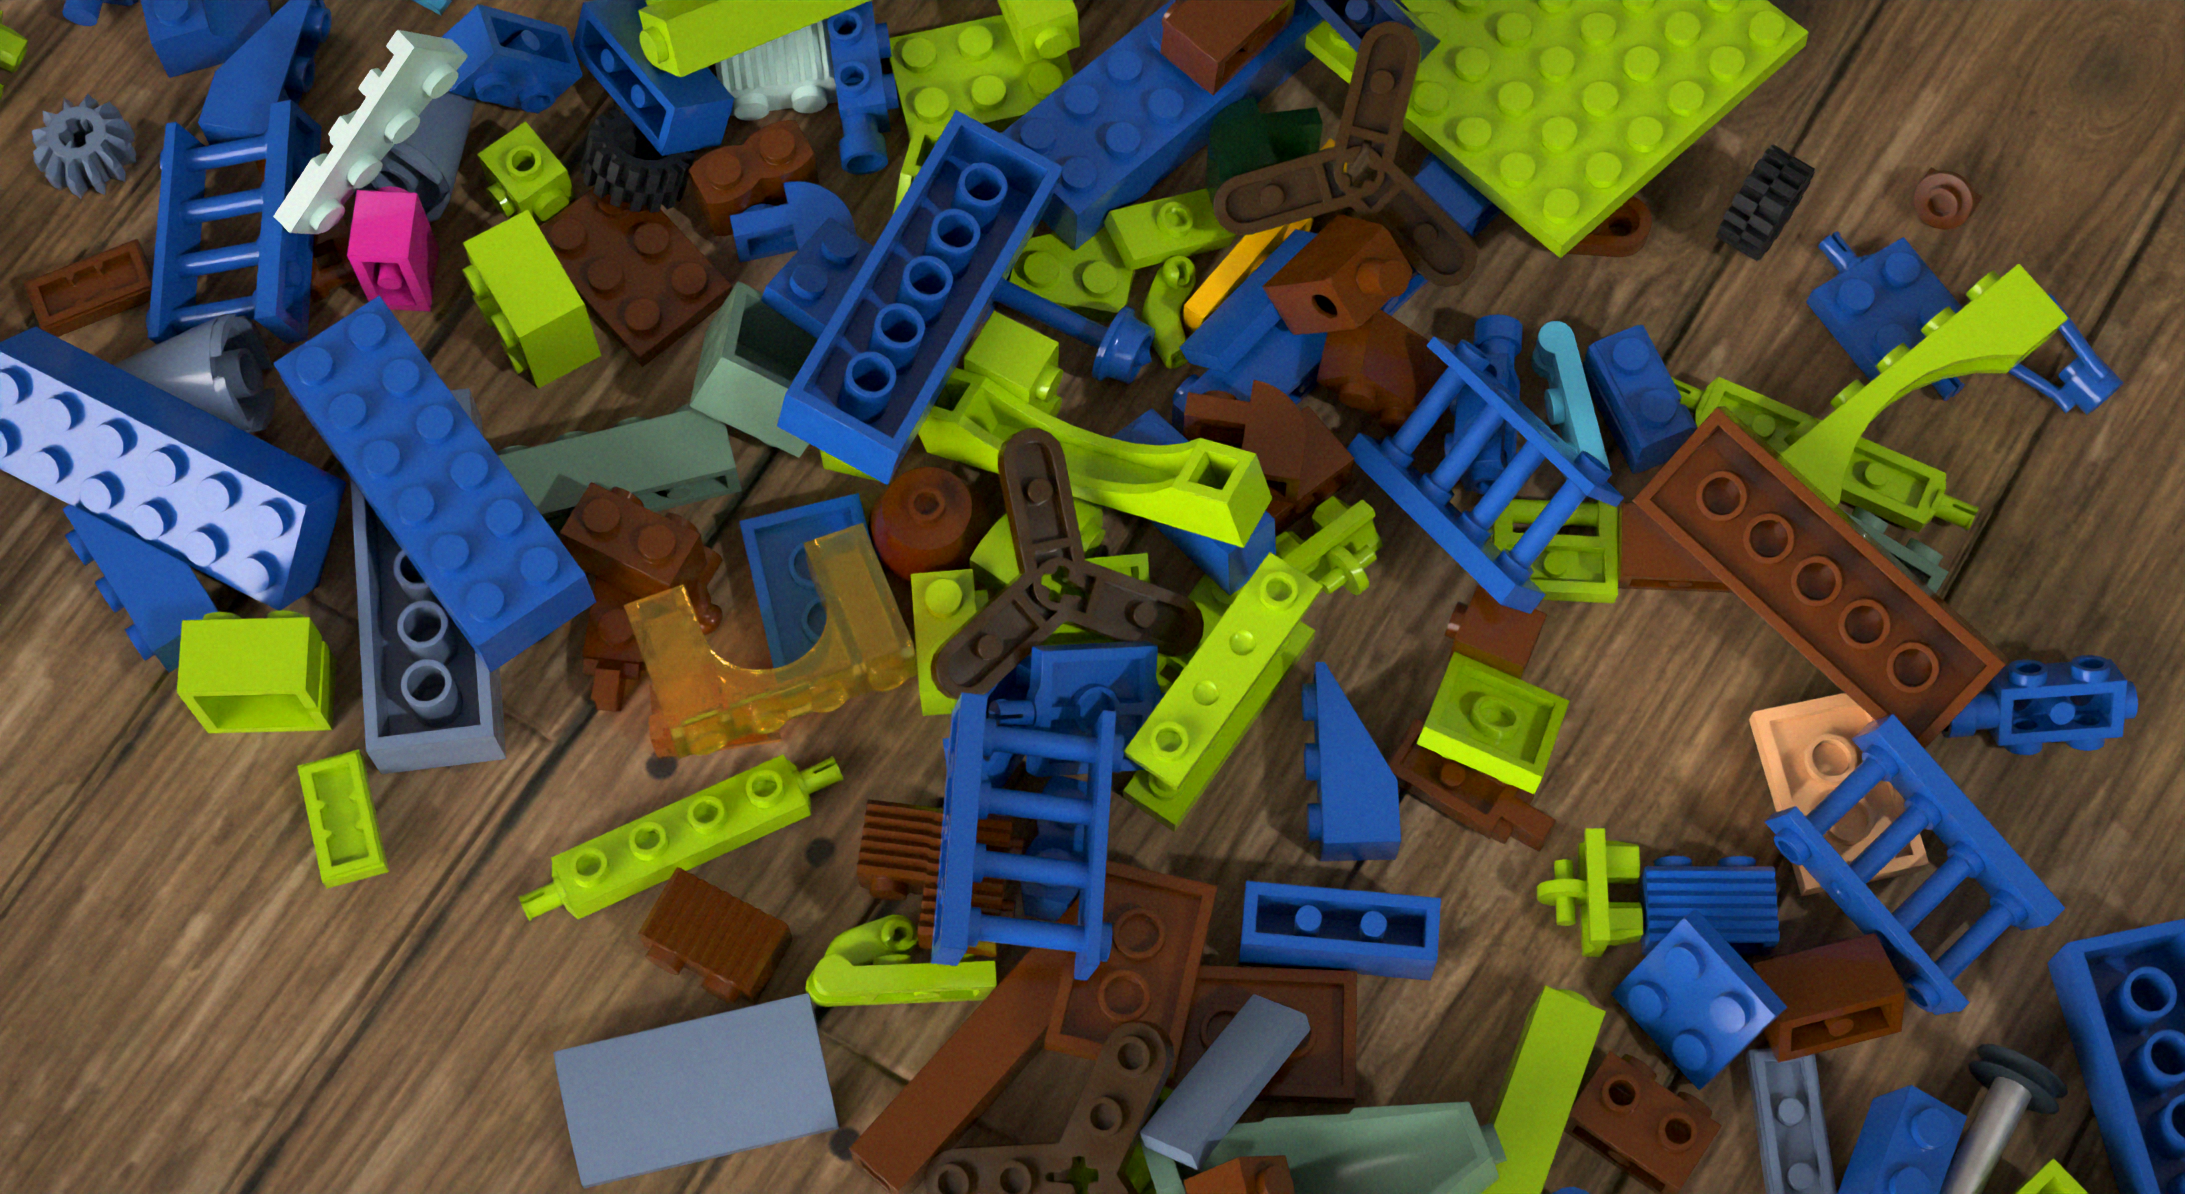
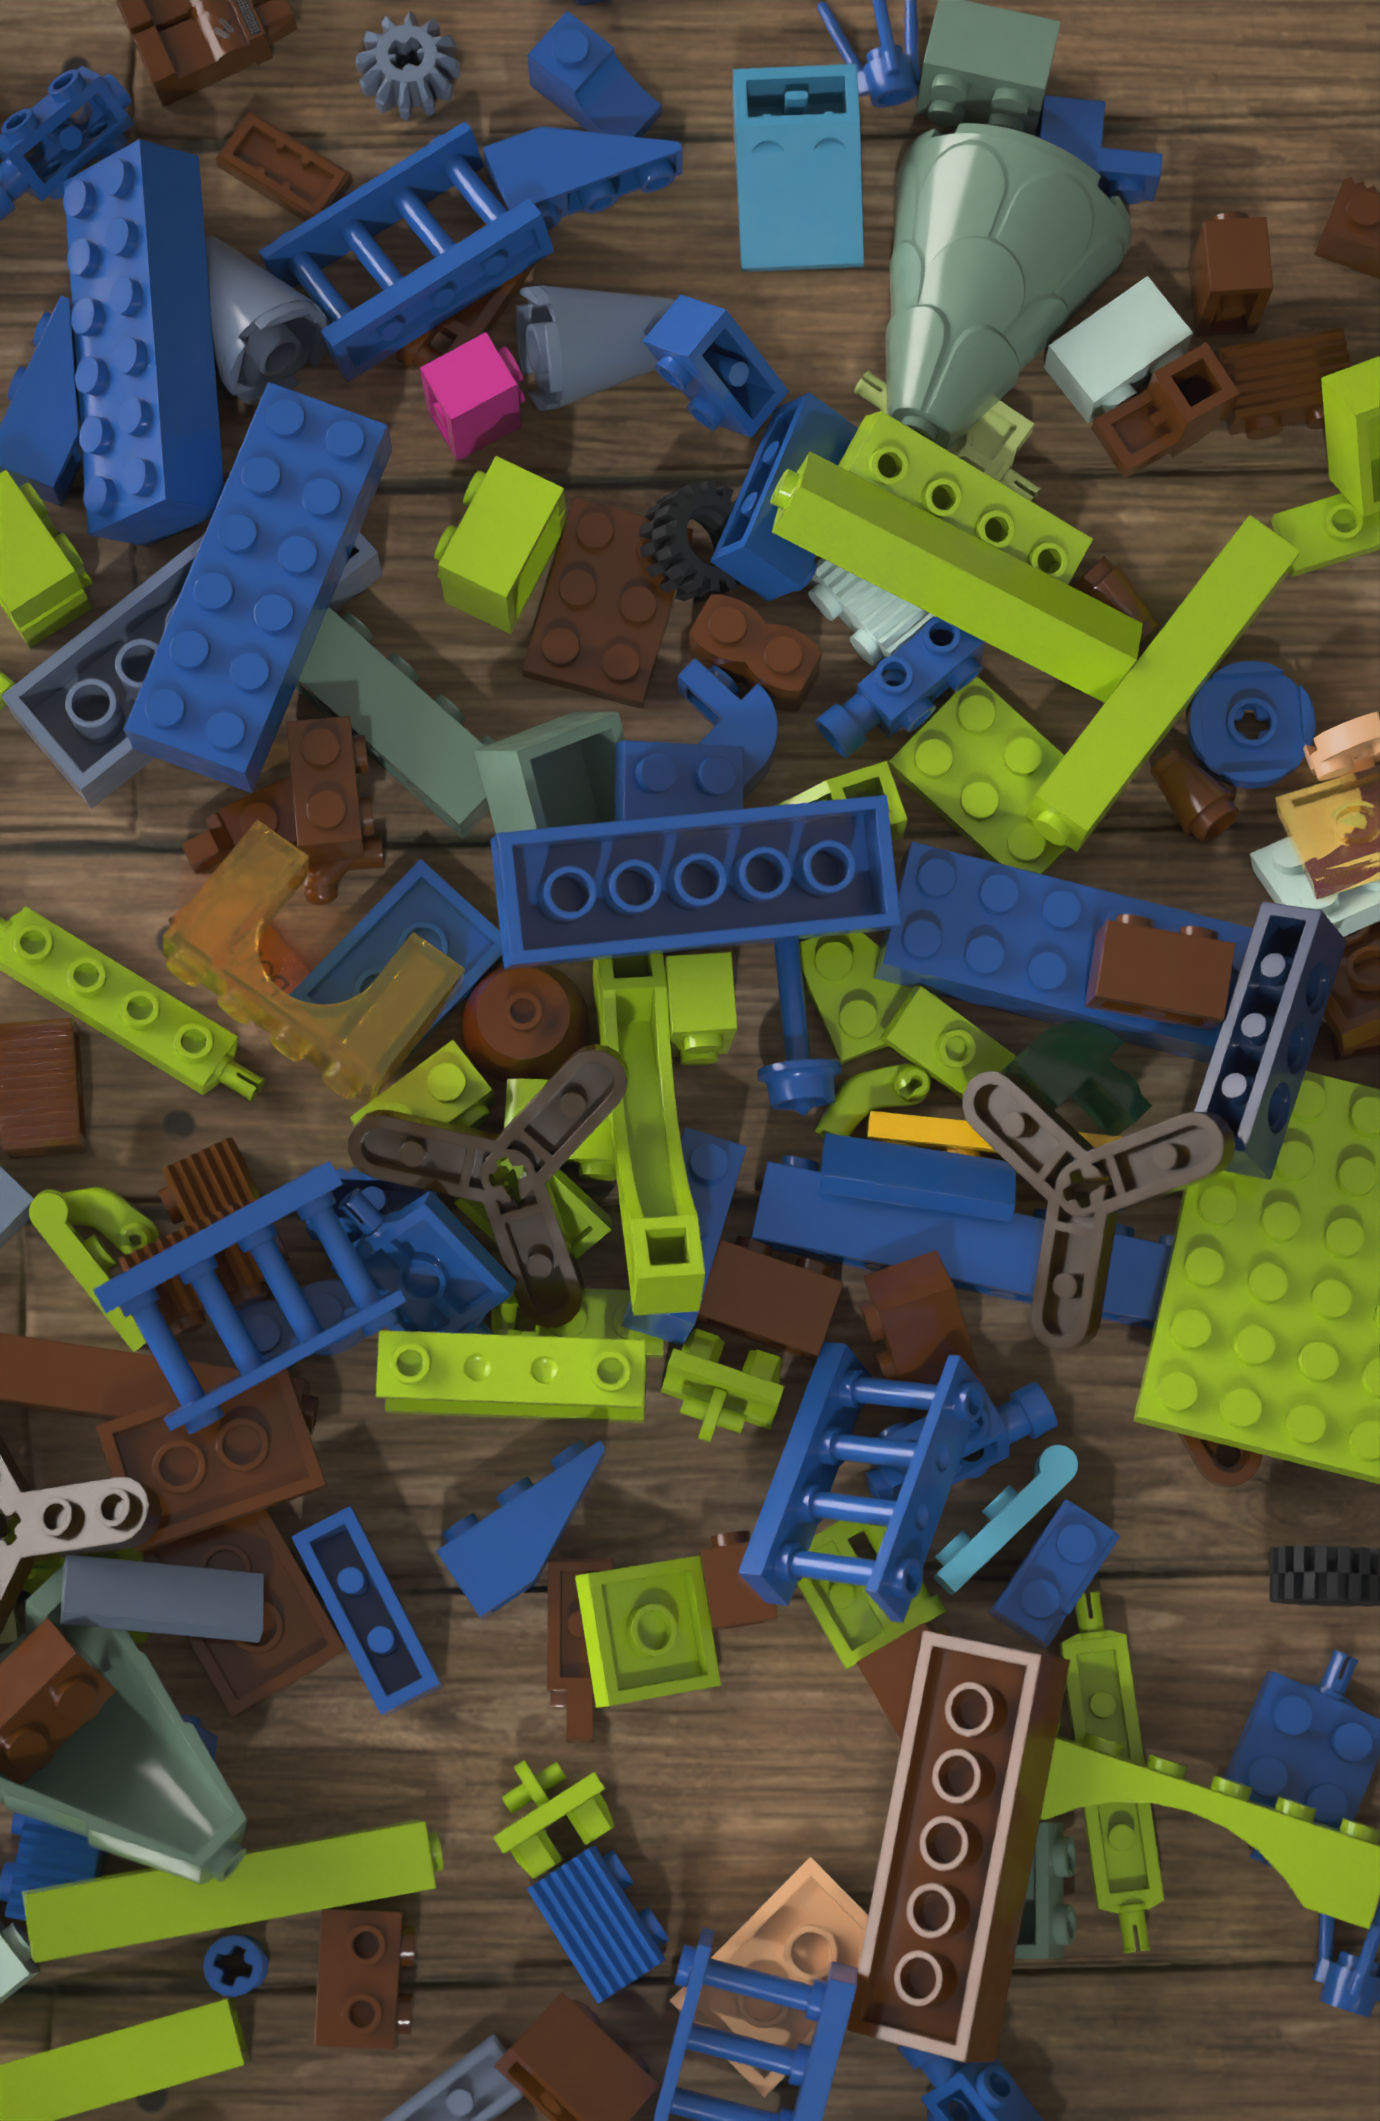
camera: 55 degrees right, 10 degrees up
(418, 72) = (550, 309): light aqua wing -> none
(525, 176) = (625, 456): lime brick -> none
(1264, 426) = (776, 1271): reddish brown brick -> none
(1339, 277) = (965, 1236): reddish brown torso -> none
(1698, 999) = (498, 1963): blue plate -> none

